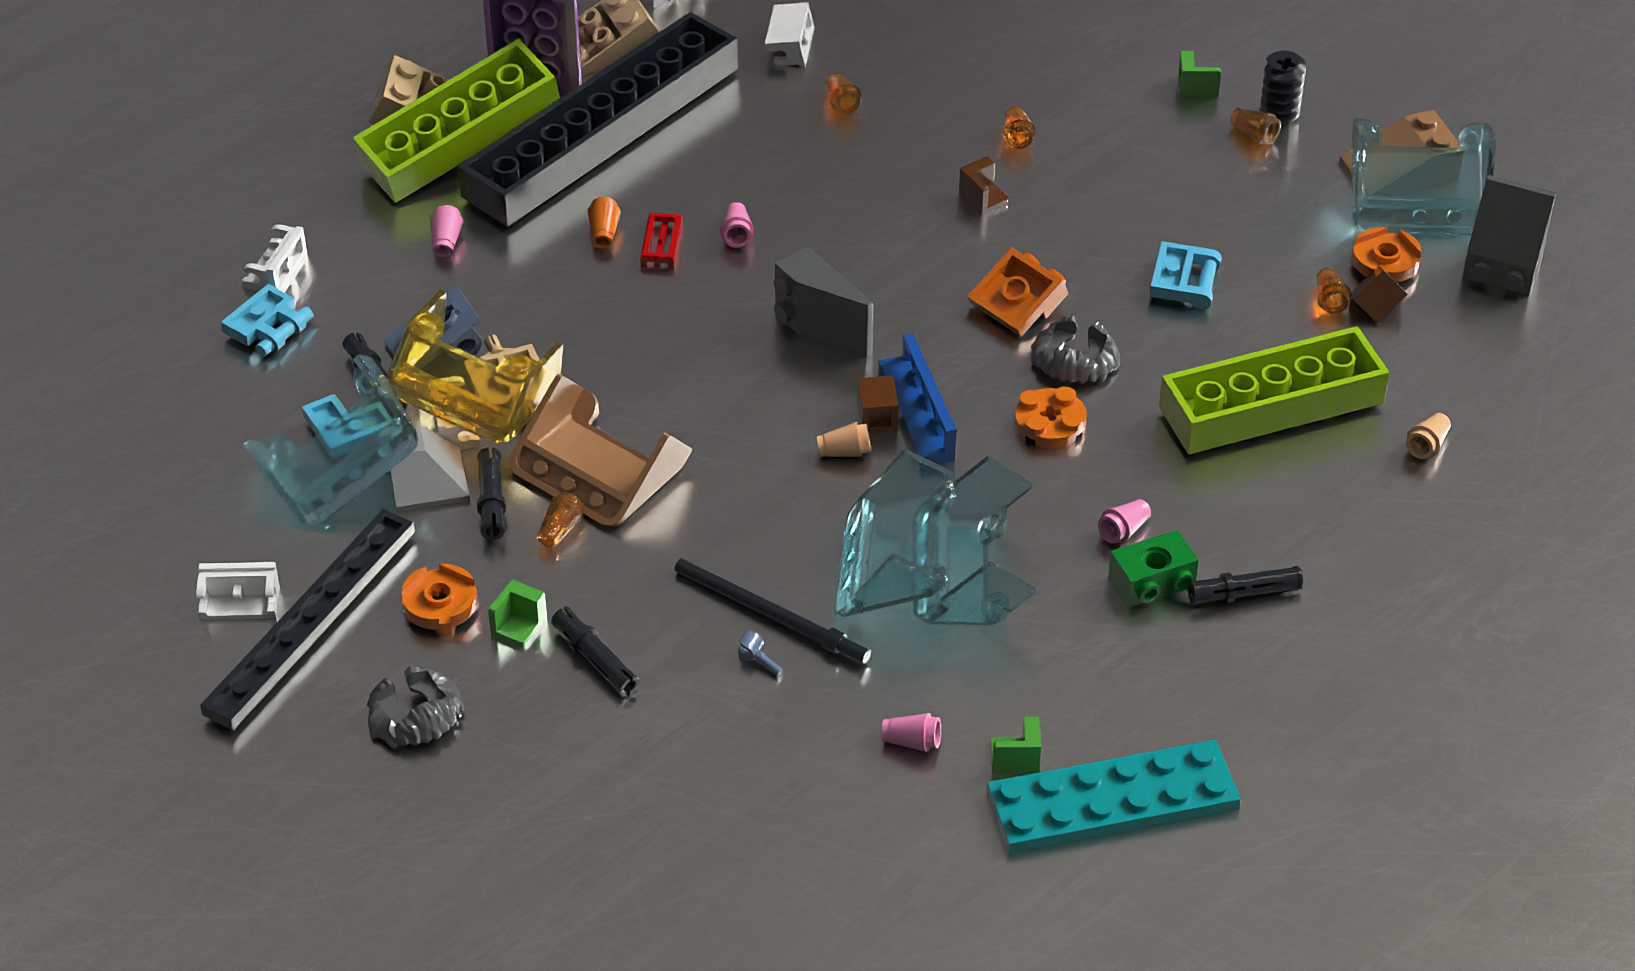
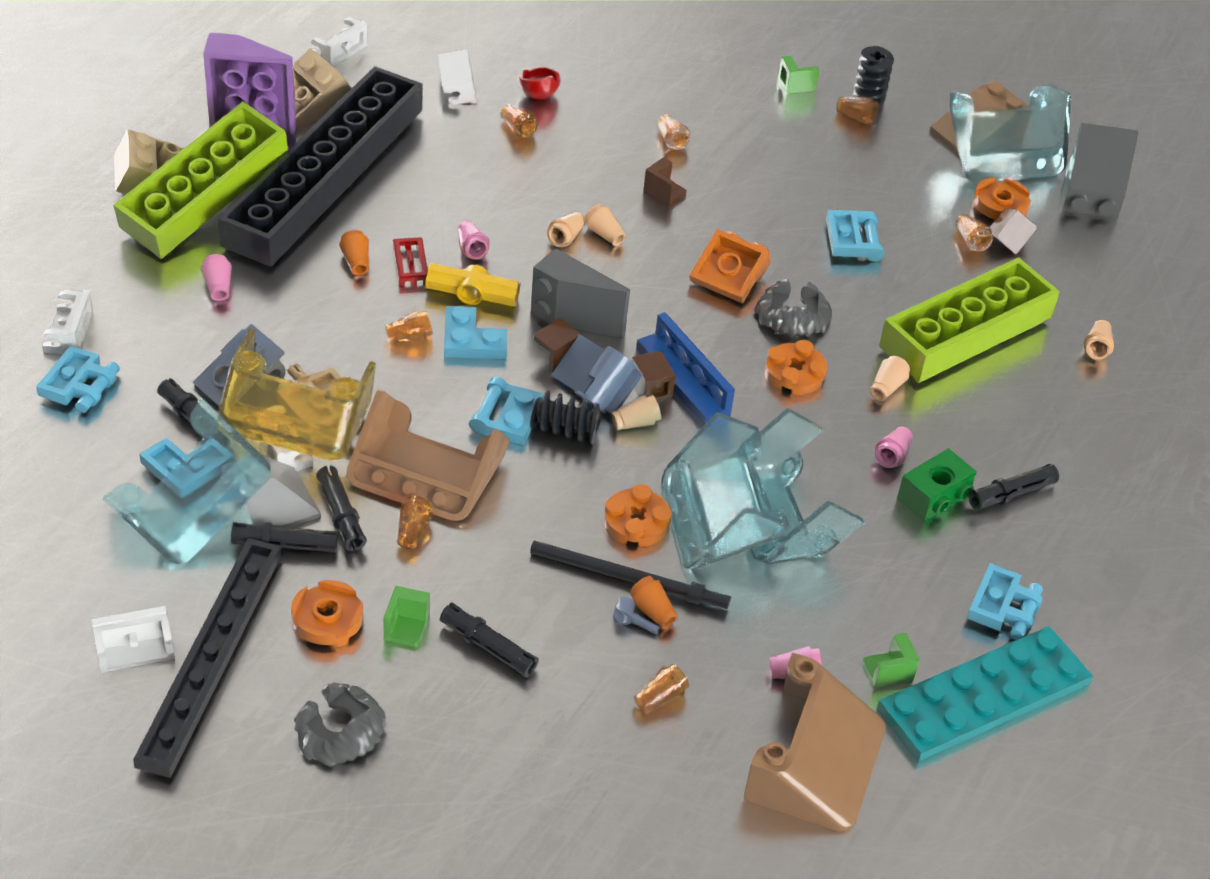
camera: 20 degrees left, 0 degrees up
(423, 514) = (285, 537): none -> black pin
(631, 313) = (409, 328): none -> clear orange cone
(693, 336) = (467, 341): none -> medium azure plate
(713, 426) = (515, 415): none -> medium azure plate
(718, 275) = (473, 284): none -> yellow piece
(756, 731) = (662, 688): none -> clear orange cone
(763, 434) = (566, 416): none -> black piece
(783, 641) = (653, 601): none -> orange cone
(787, 353) = (557, 340): none -> reddish brown panel
(800, 535) = (638, 501): none -> orange plate
(815, 393) = (597, 374): none -> sand blue piece
(845, 226) = (565, 229): none -> light nougat cone
(882, 51) = (539, 82): none -> red hair
(893, 225) = (604, 223): none -> light nougat cone
(901, 824) = (829, 756): none -> medium nougat windscreen
(1152, 443) = (890, 377): none -> light nougat cone
(1168, 697) = (994, 598): none -> medium azure plate

